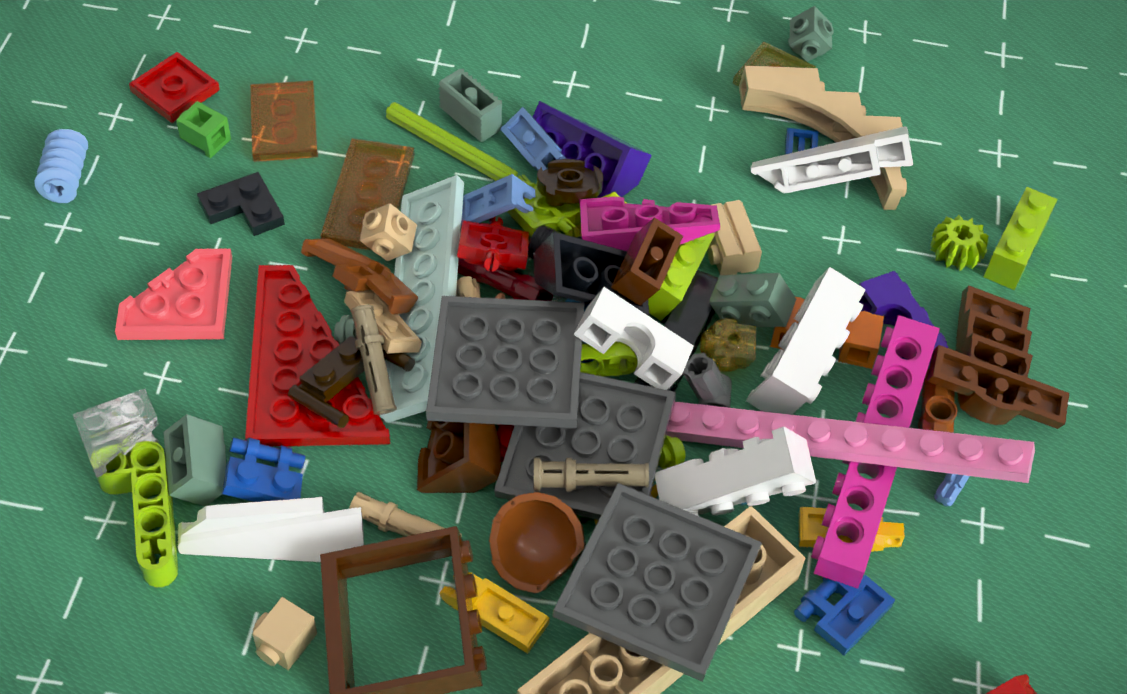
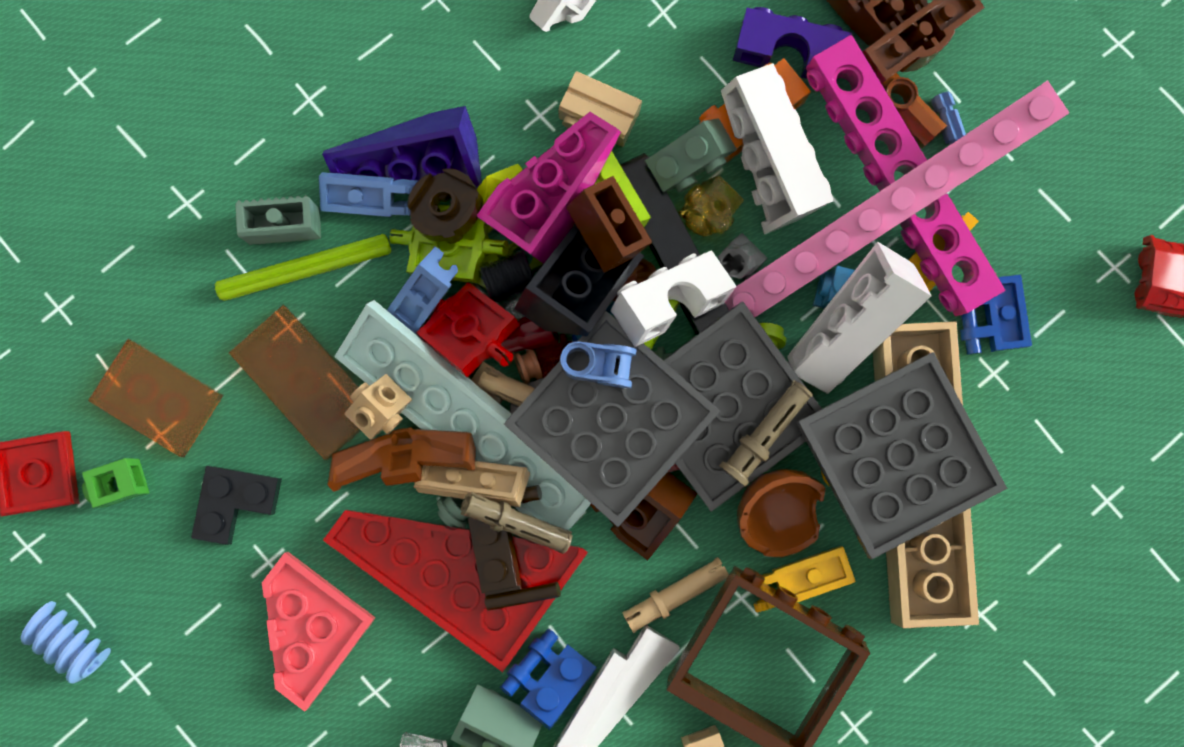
camera: 50 degrees left, 30 degrees up
(539, 311) = (601, 363): none -> medium blue piece

